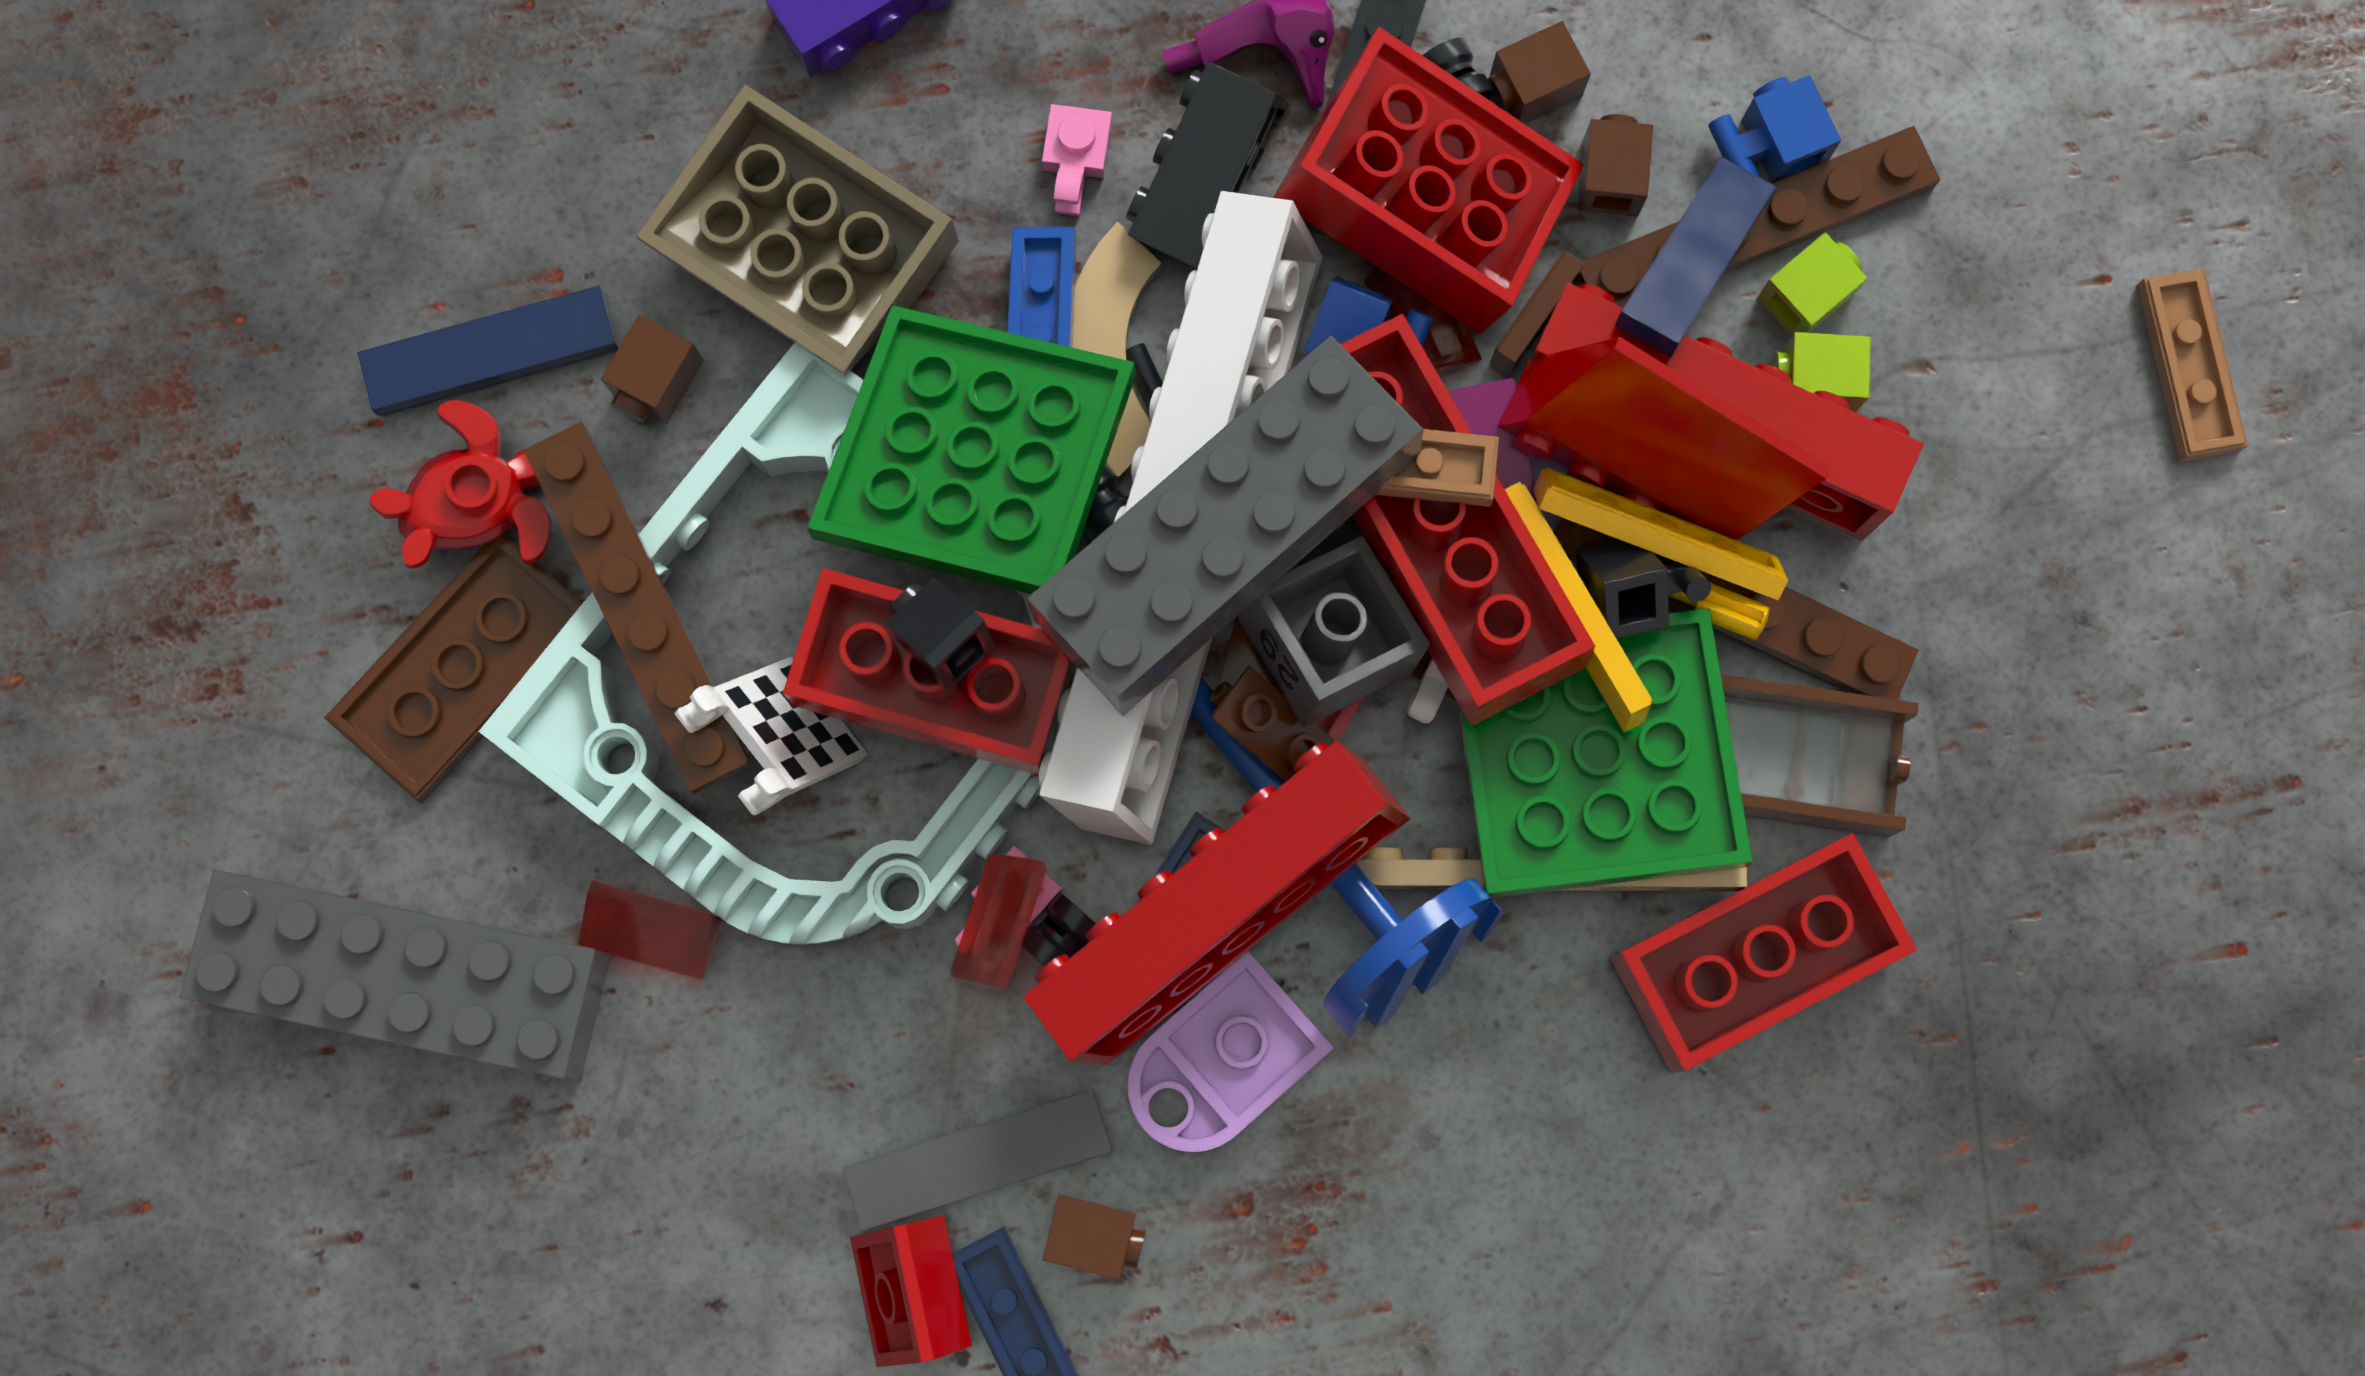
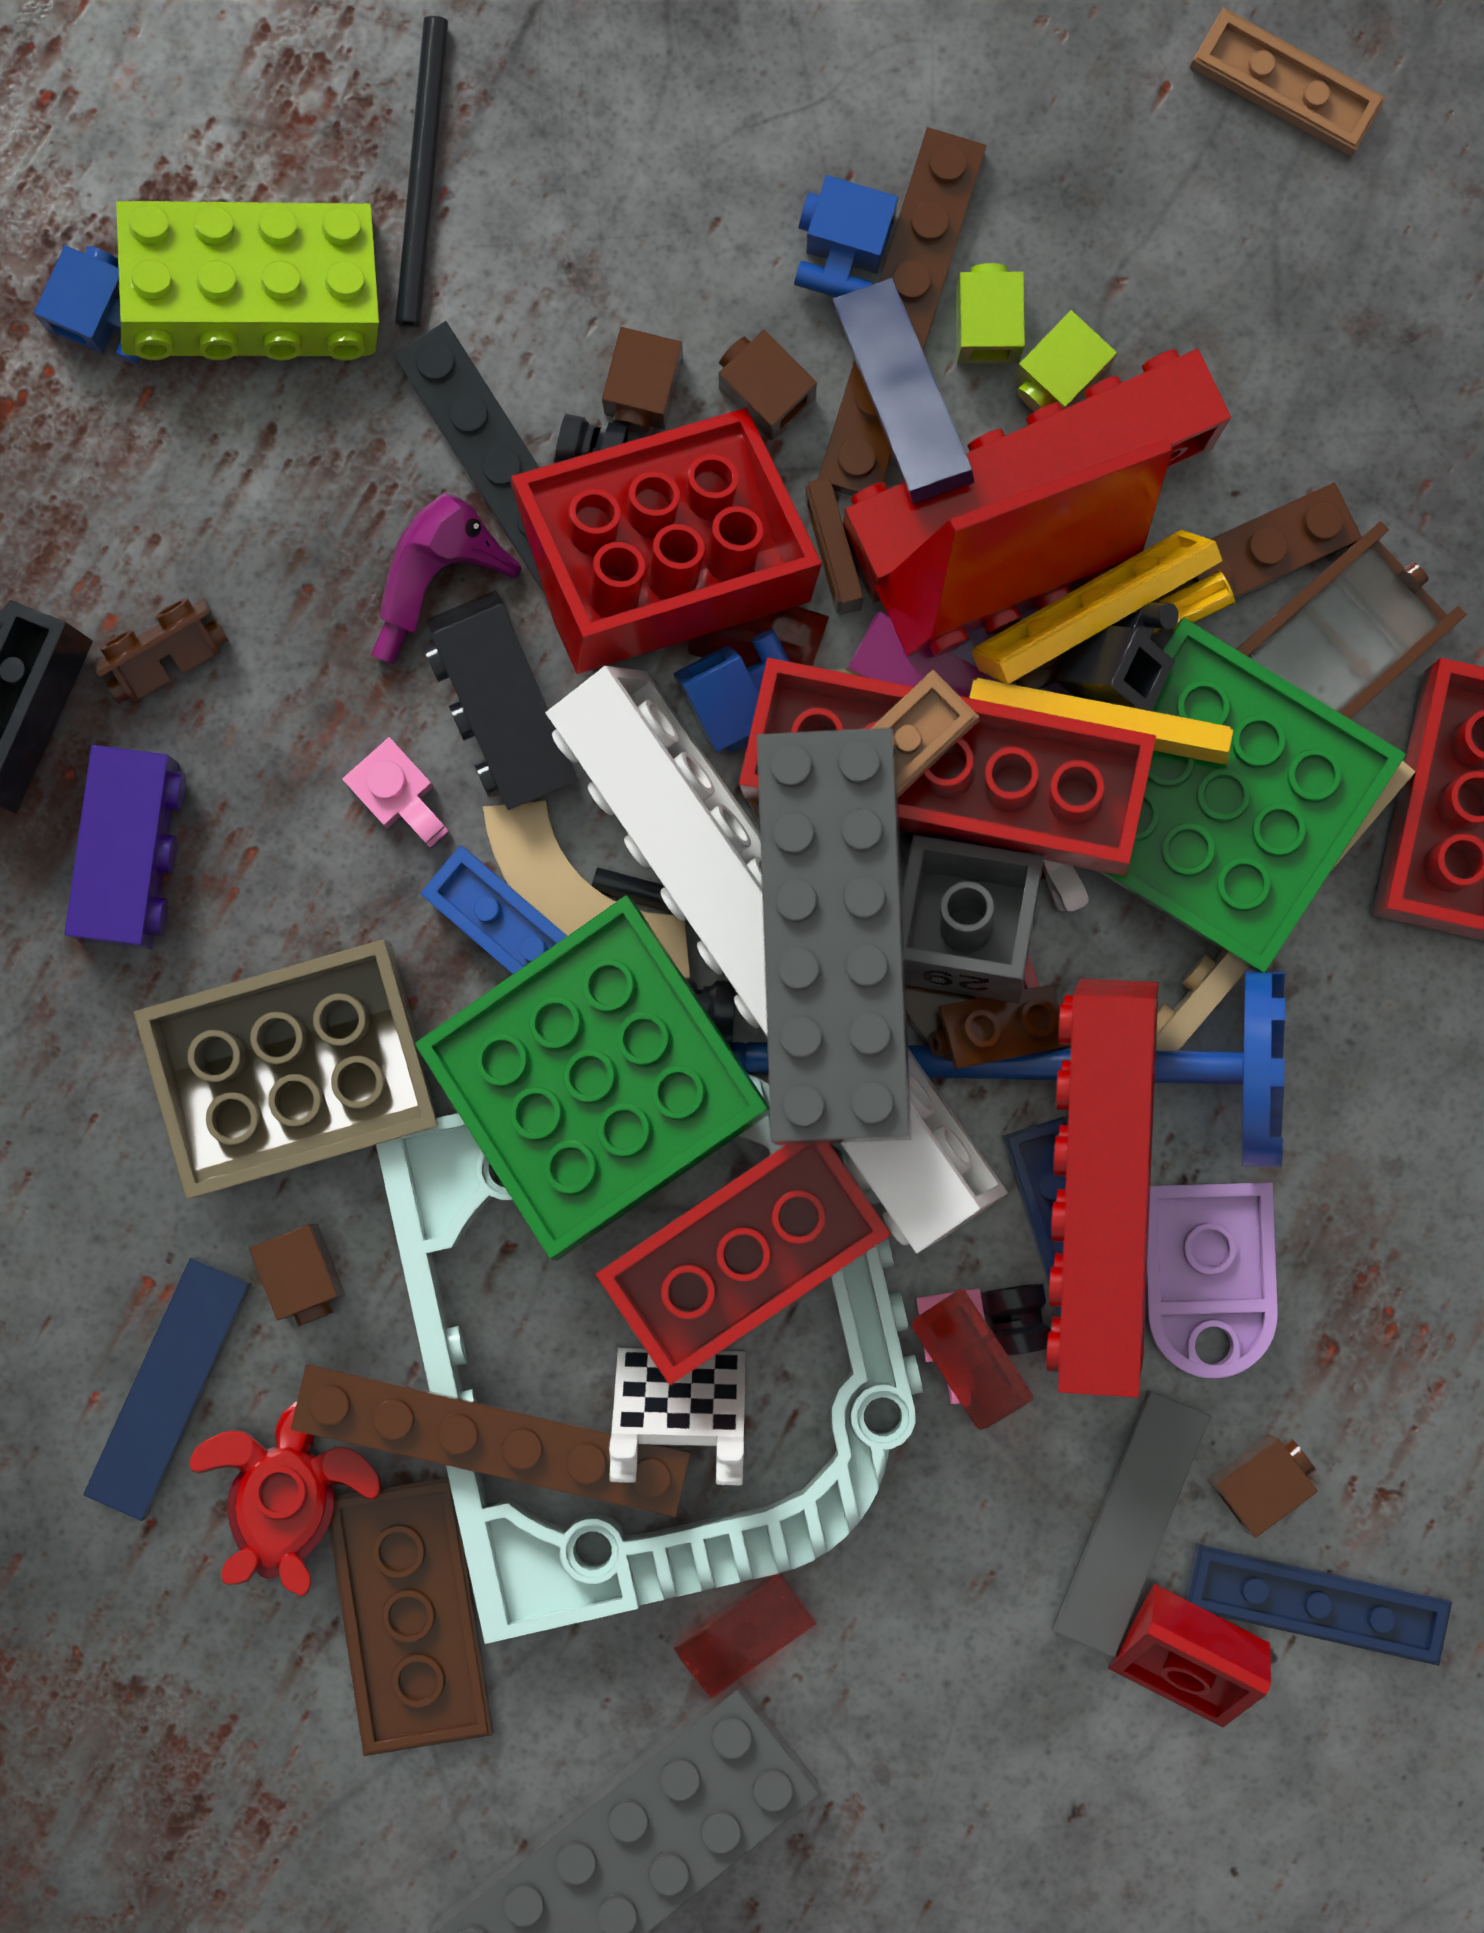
camera: 50 degrees left, 5 degrees up
(939, 631) = (728, 1228): black slope -> none

